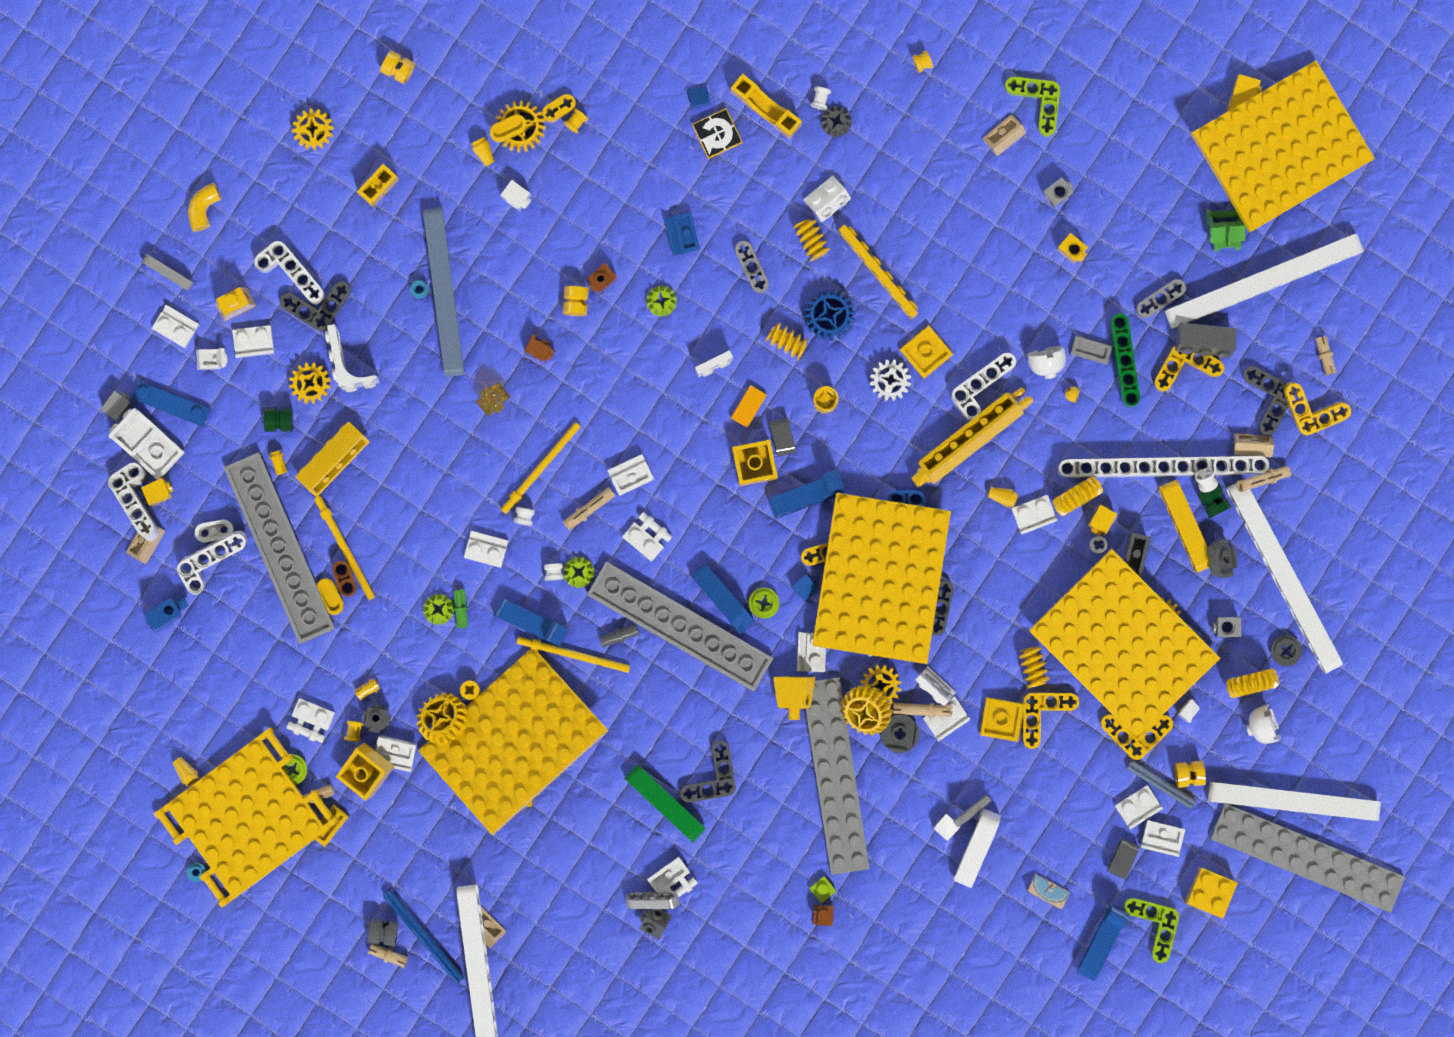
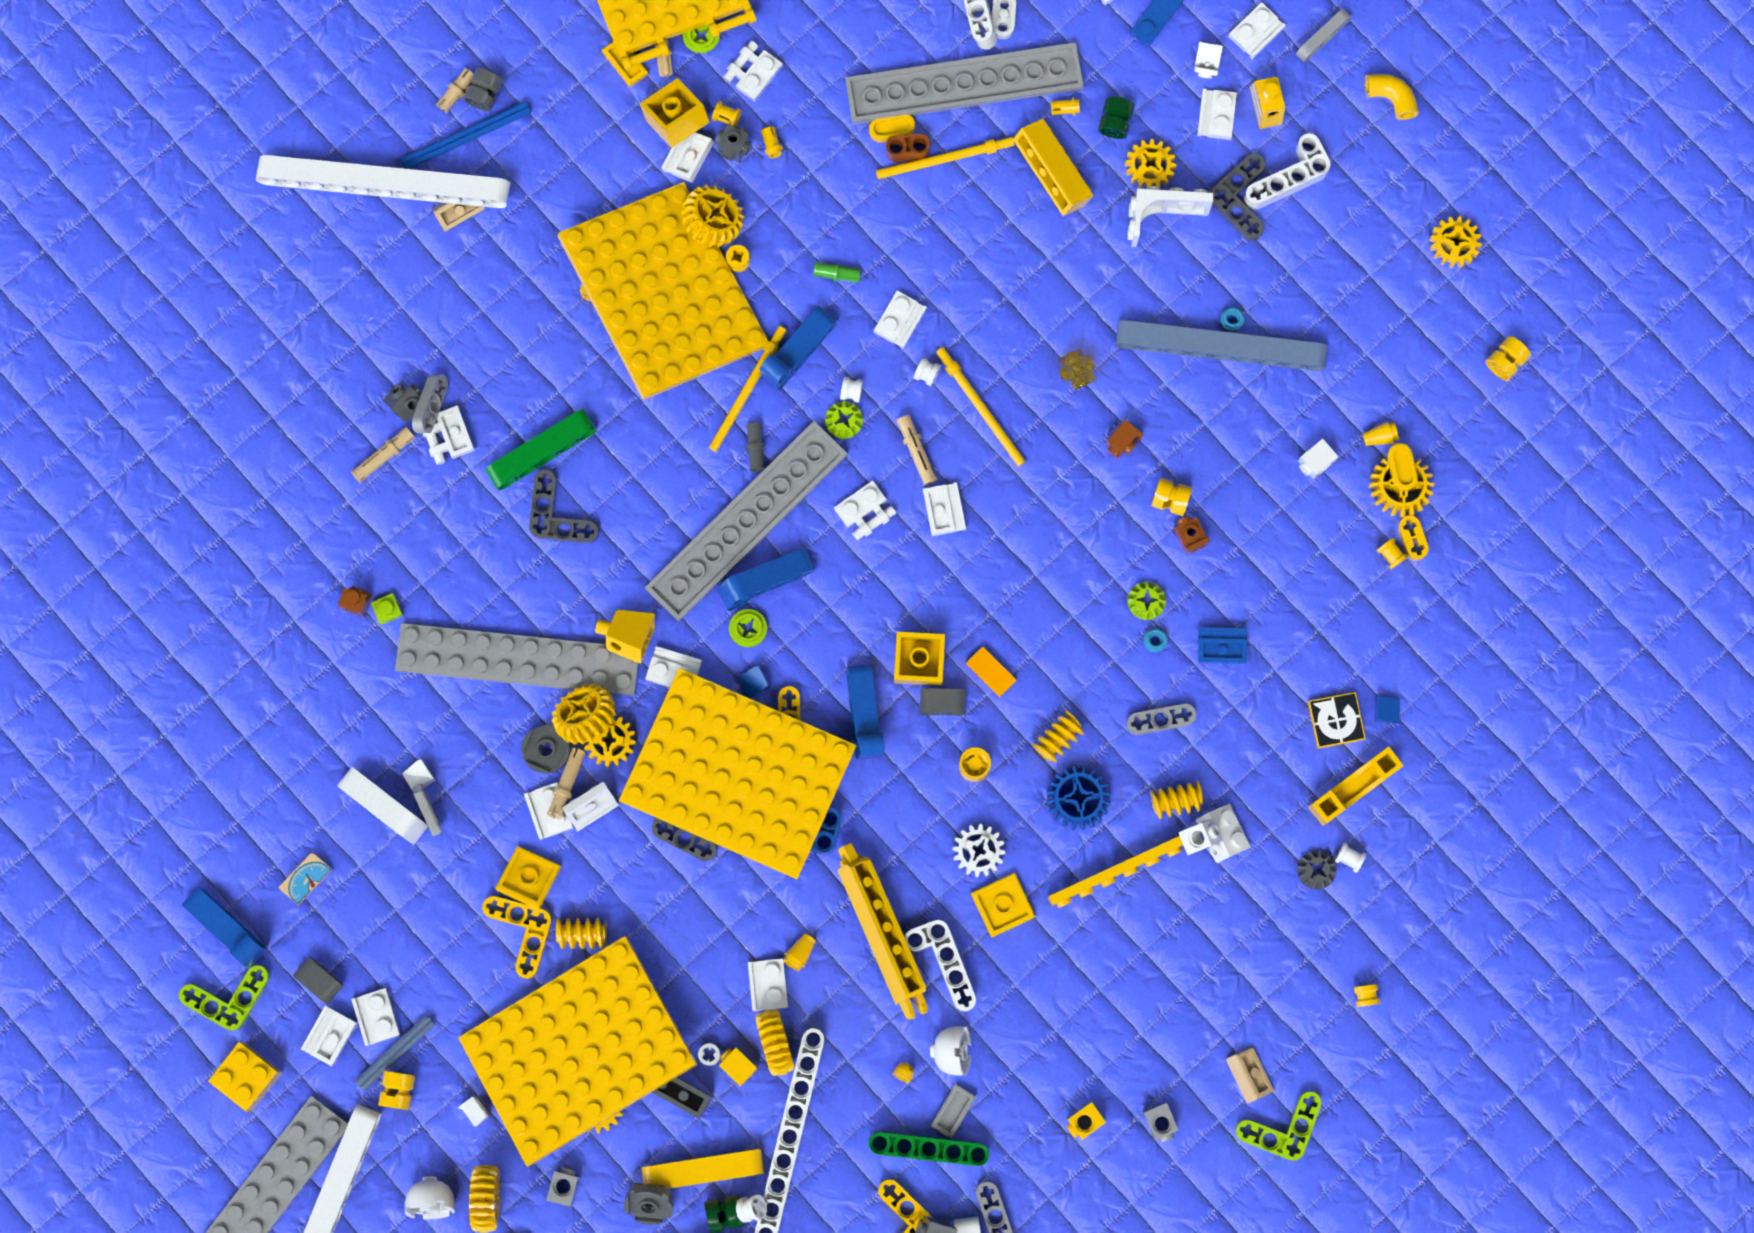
camera: 110 degrees right, 5 degrees down
(378, 185) = (1369, 299): yellow brick -> none
(437, 618) = (839, 256): lime gear -> none
(691, 280) = (1155, 632): none -> dark azure plate
(699, 926) = (383, 454): none -> tan pin
(720, 361) = (1054, 649): white plate -> none
(841, 218) = (1192, 838): none -> white brick
(1140, 741) = (454, 1040): yellow beam -> none

